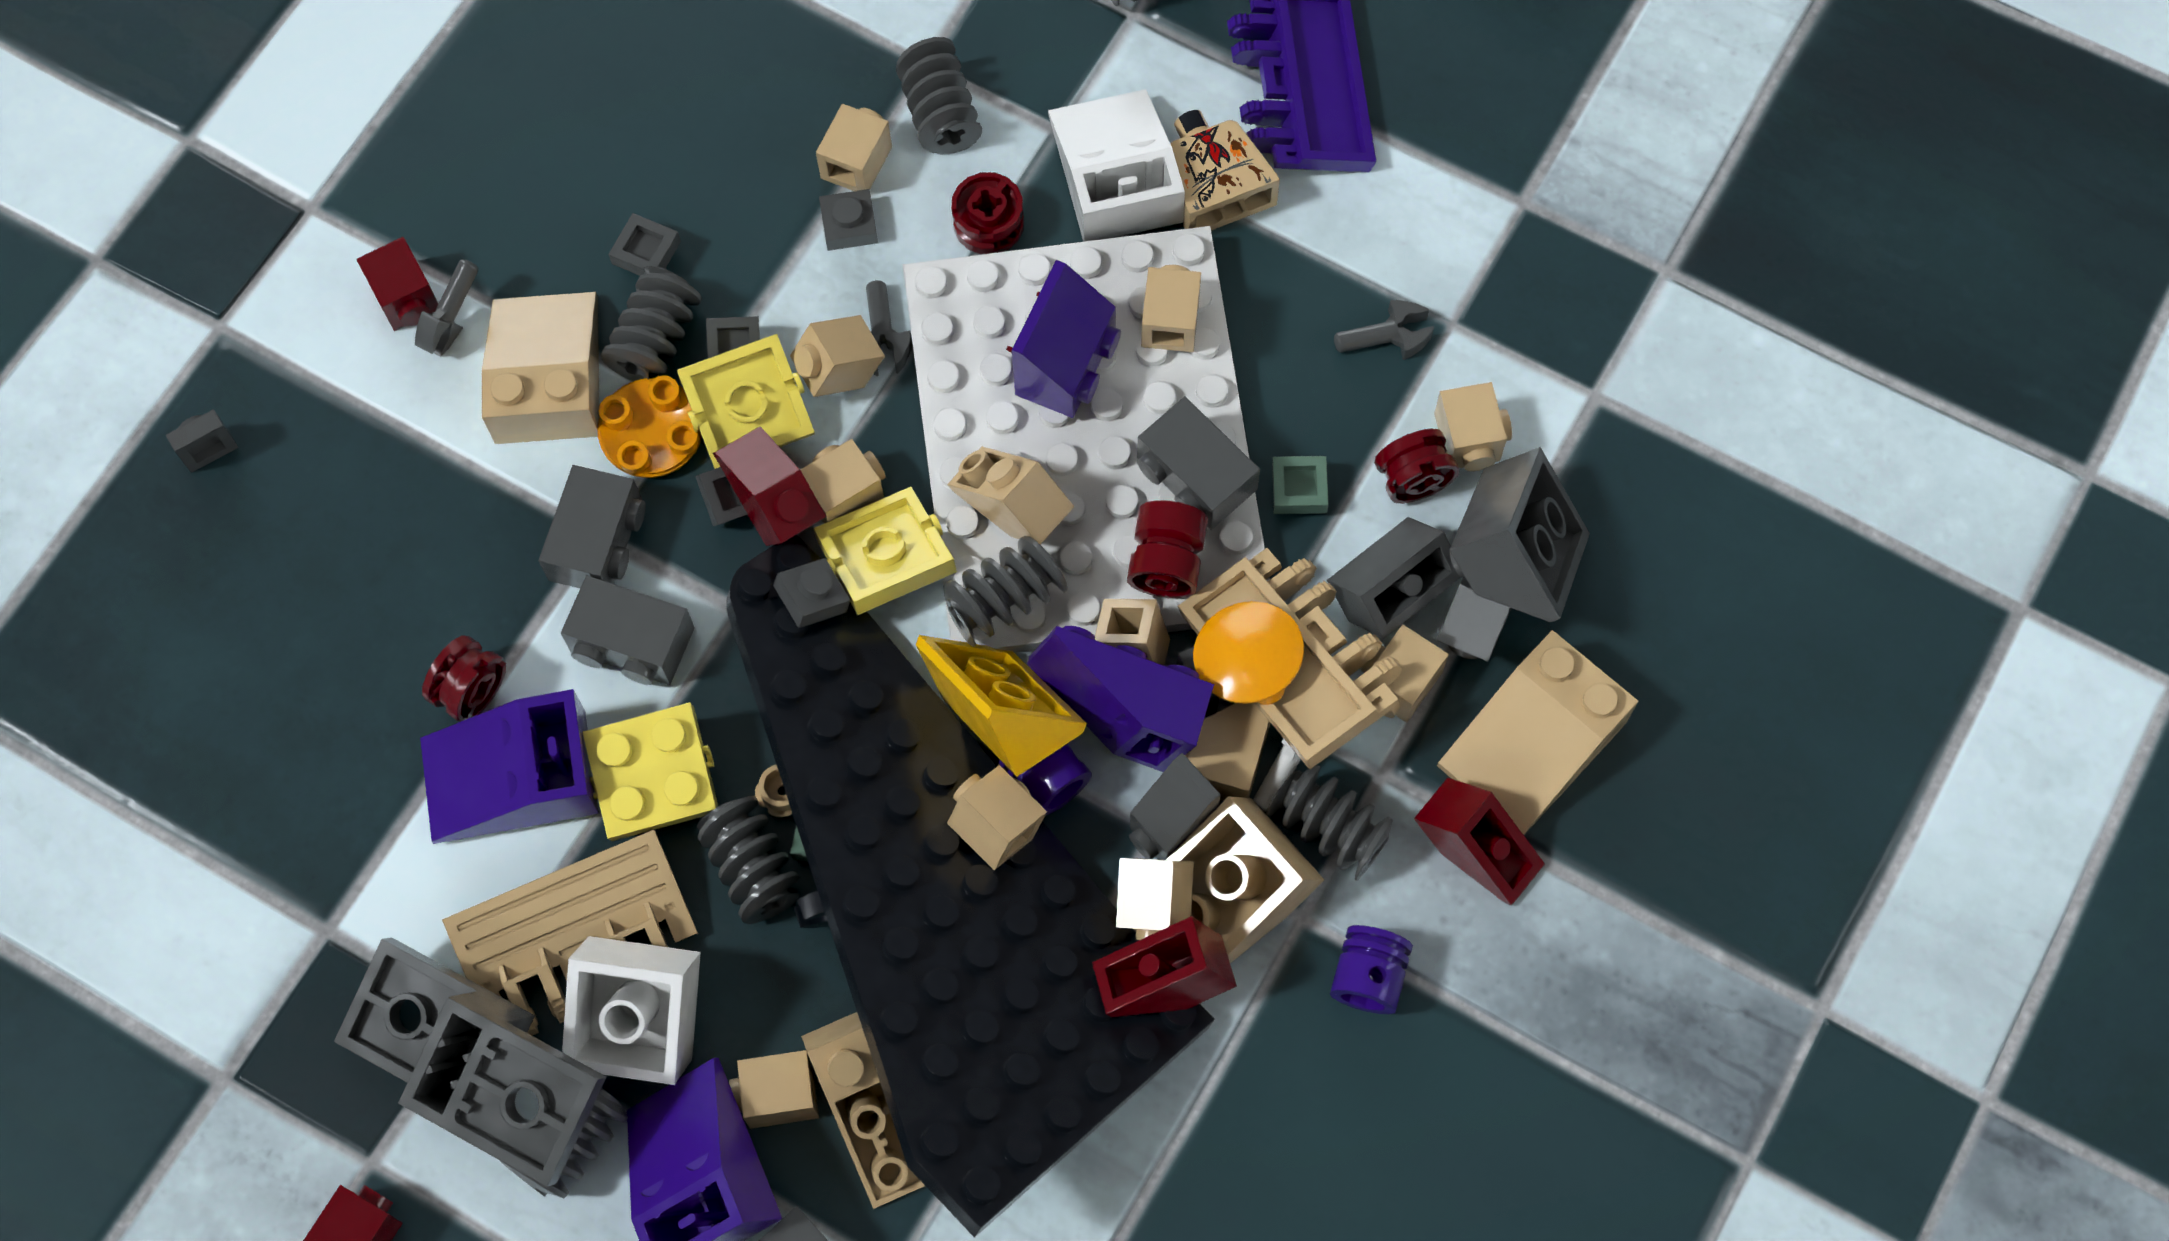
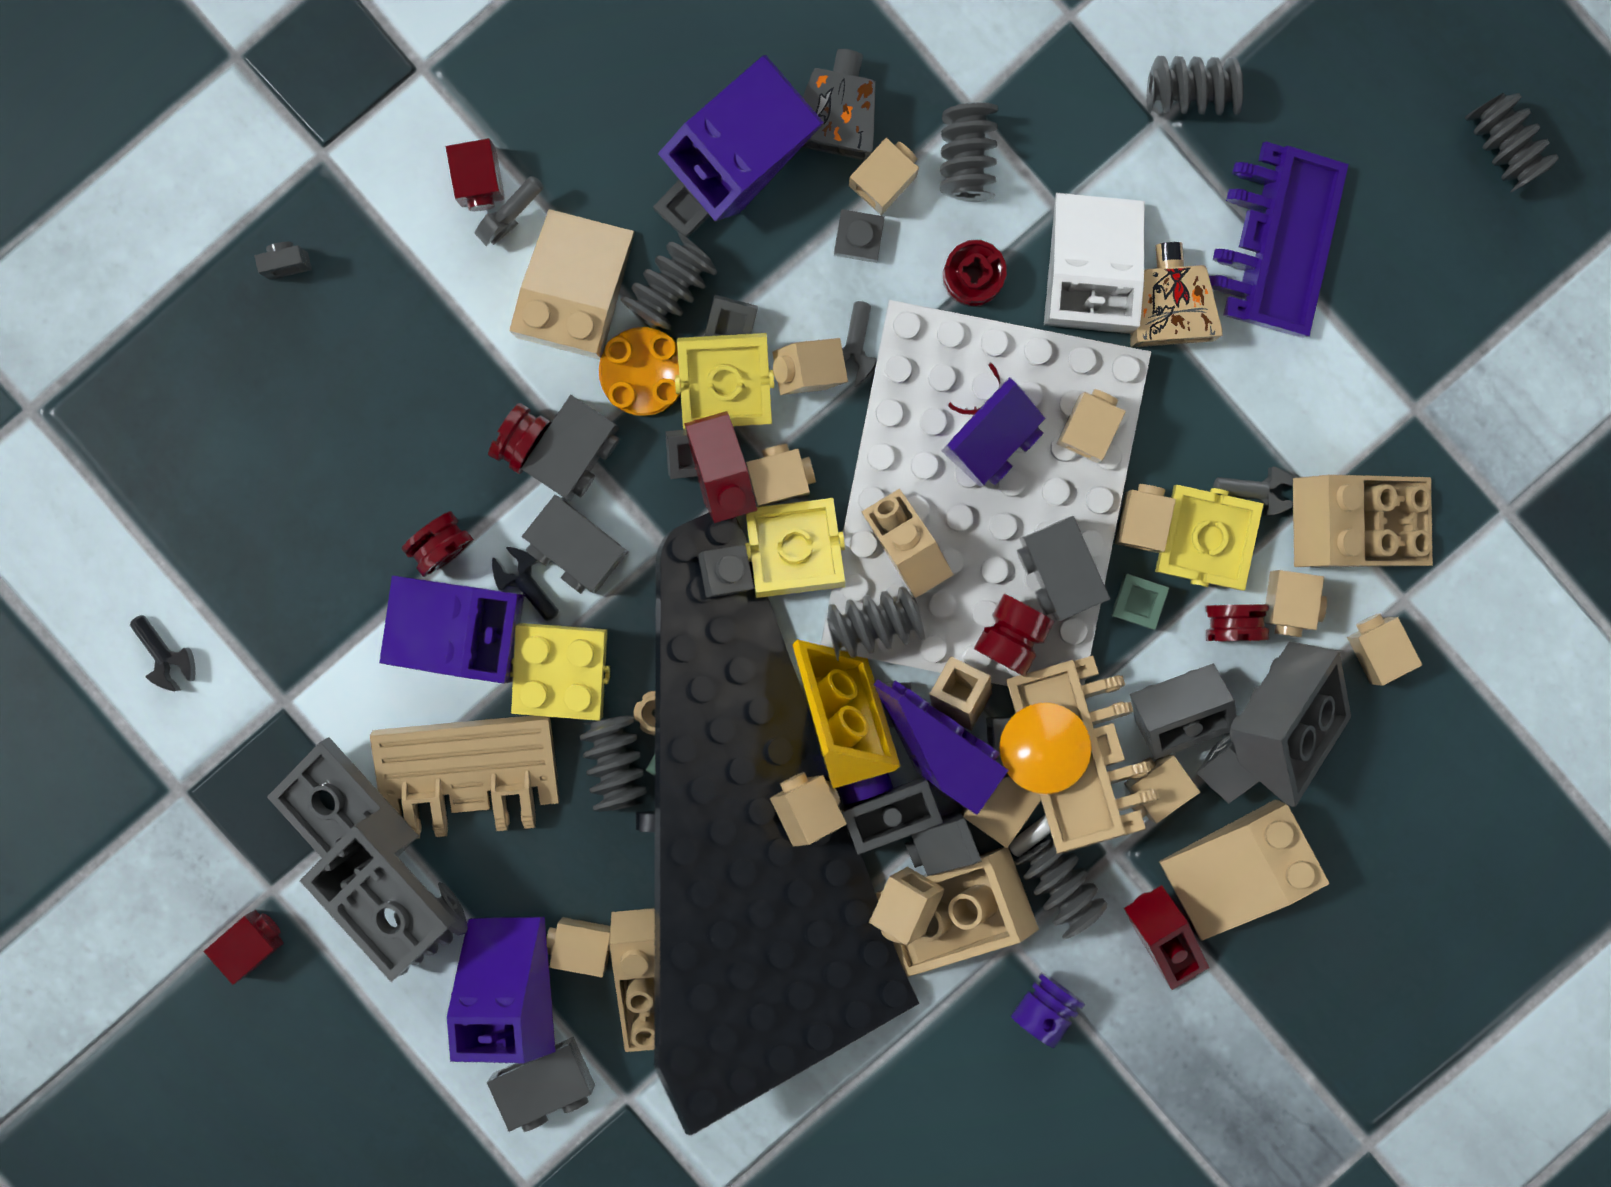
camera: 15 degrees right, 20 degrees up
(163, 922) = (163, 656): none -> black bar
(523, 533) = (518, 437): none -> dark red wheel
(593, 703) = (524, 582): none -> black bar
(631, 1009) = (490, 859): white brick -> none
(683, 150) = (741, 139): none -> dark purple slope
(780, 103) = (844, 106): none -> dark grey torso
(1098, 801) = (891, 815): none -> dark grey brick
(1165, 971) = (892, 970): dark red slope -> none
(1271, 397) = (1145, 519): none -> tan brick
(1350, 393) = (1210, 538): none -> light yellow plate
(1510, 322) = (1362, 521): none -> tan slope
(1592, 444) = (1383, 649): none -> tan brick

